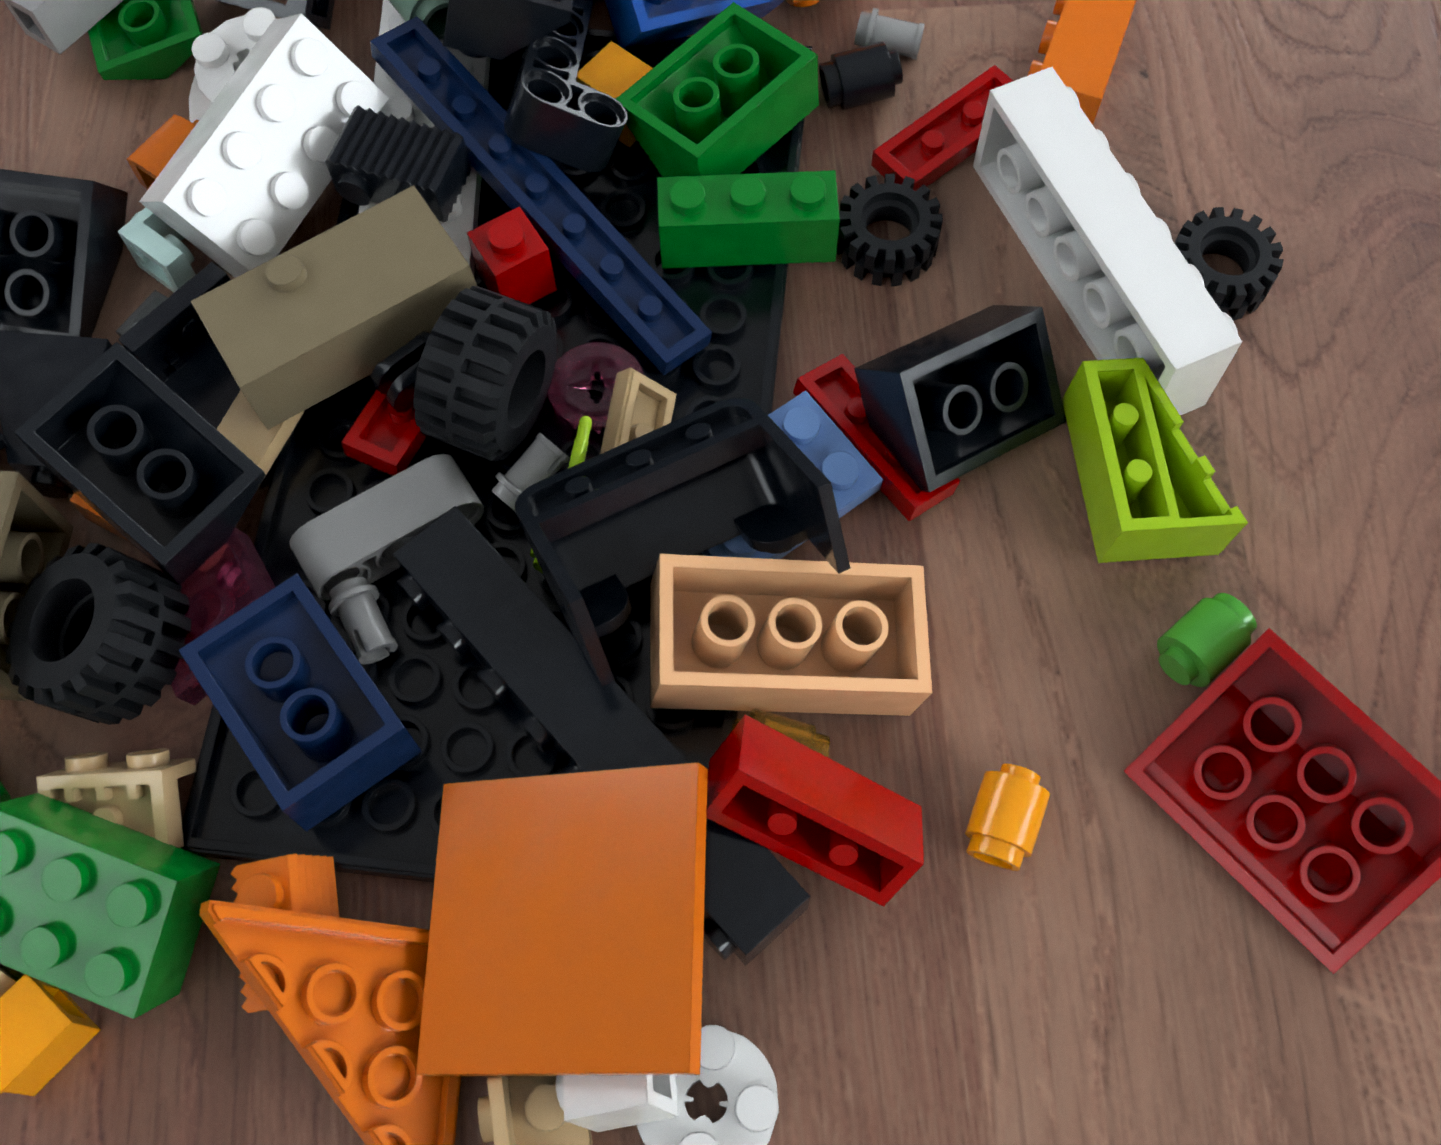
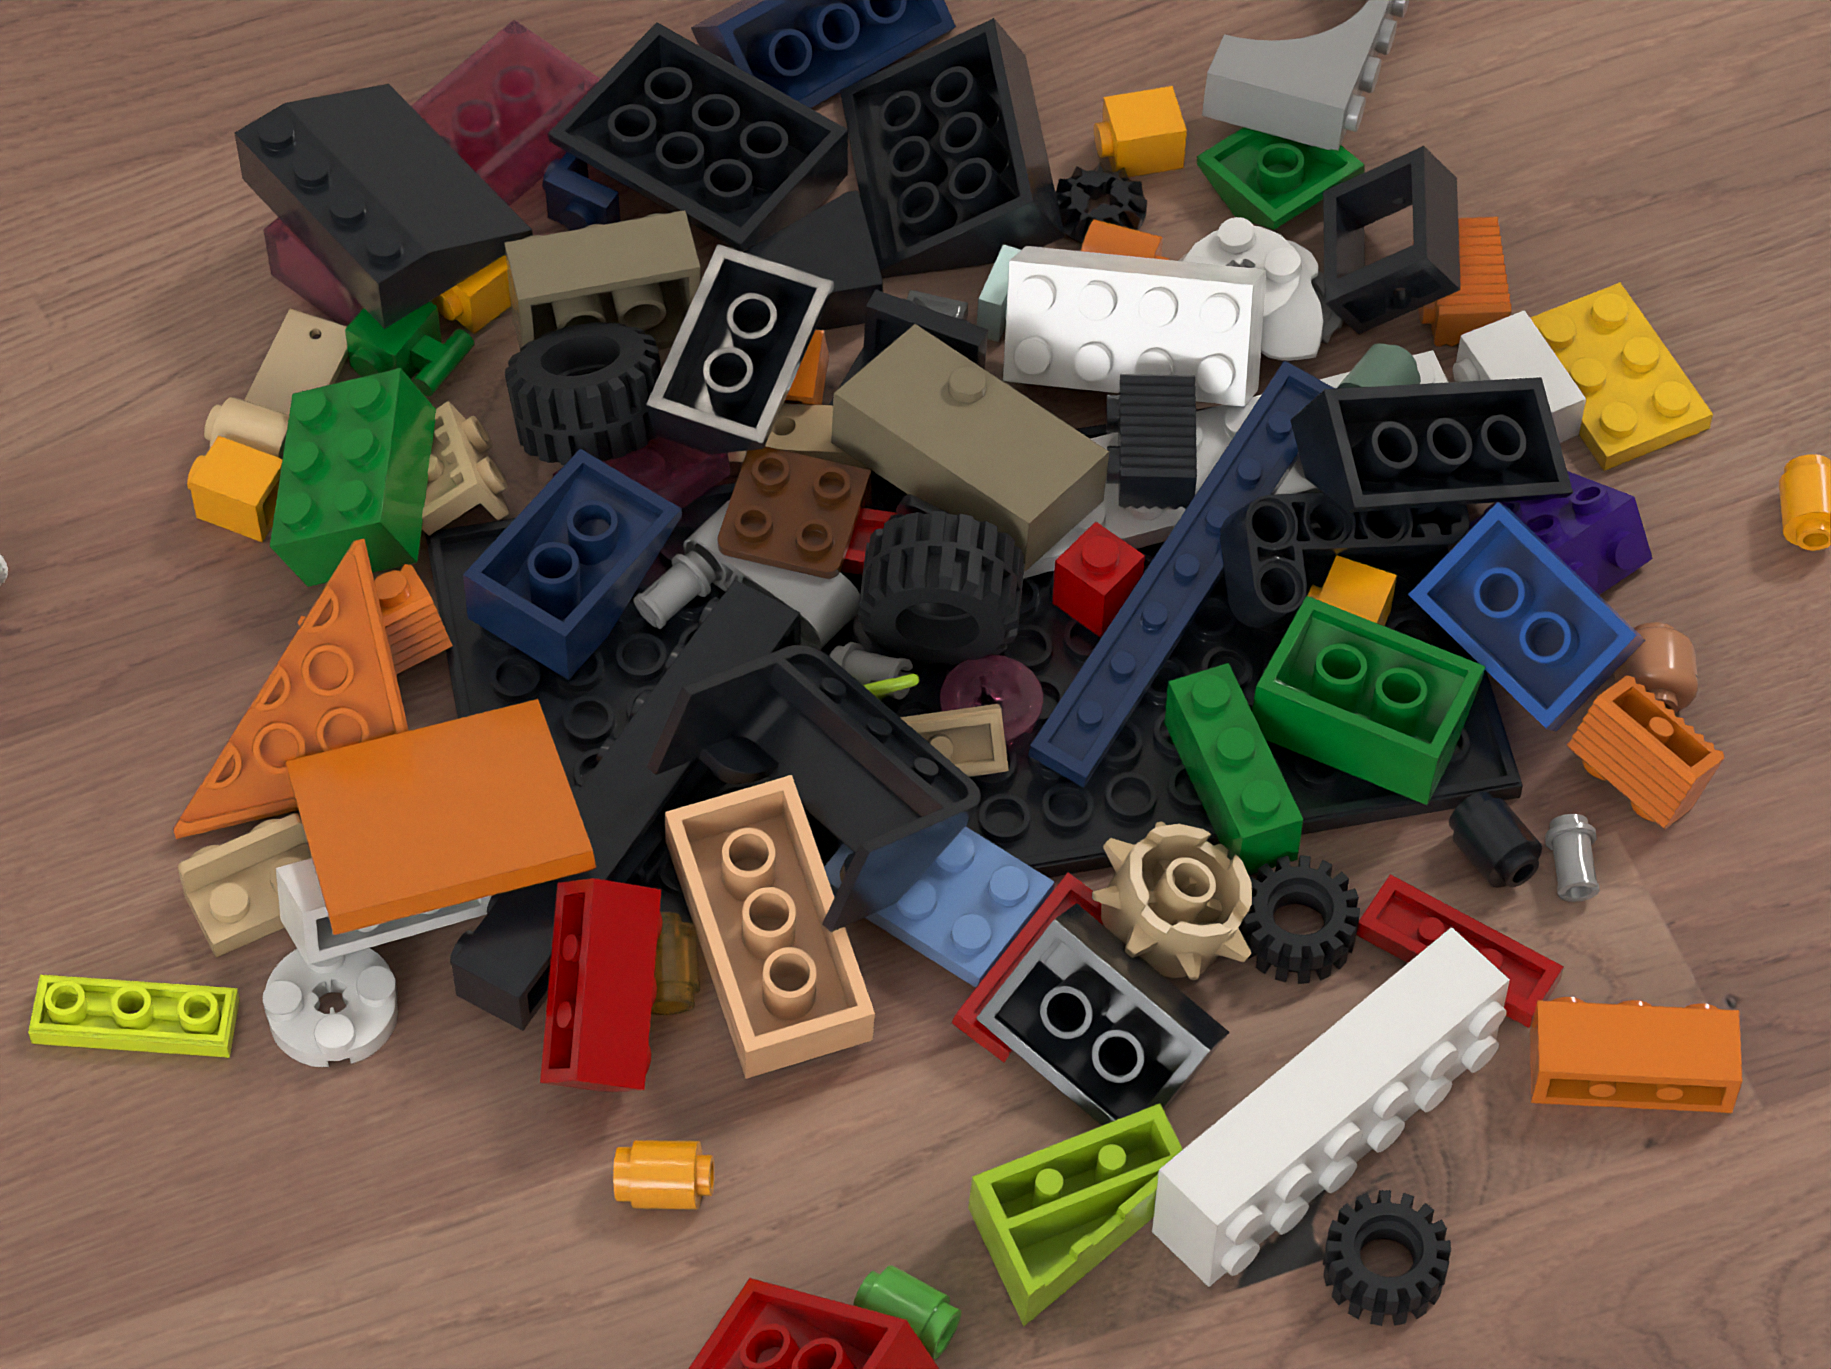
camera: 70 degrees right, 10 degrees down
(49, 104) = (1142, 132): none -> light orange brick
(113, 146) = (1073, 196): none -> black gear
(337, 480) = (794, 511): none -> reddish brown bracket
(862, 299) = (1176, 900): none -> tan brick

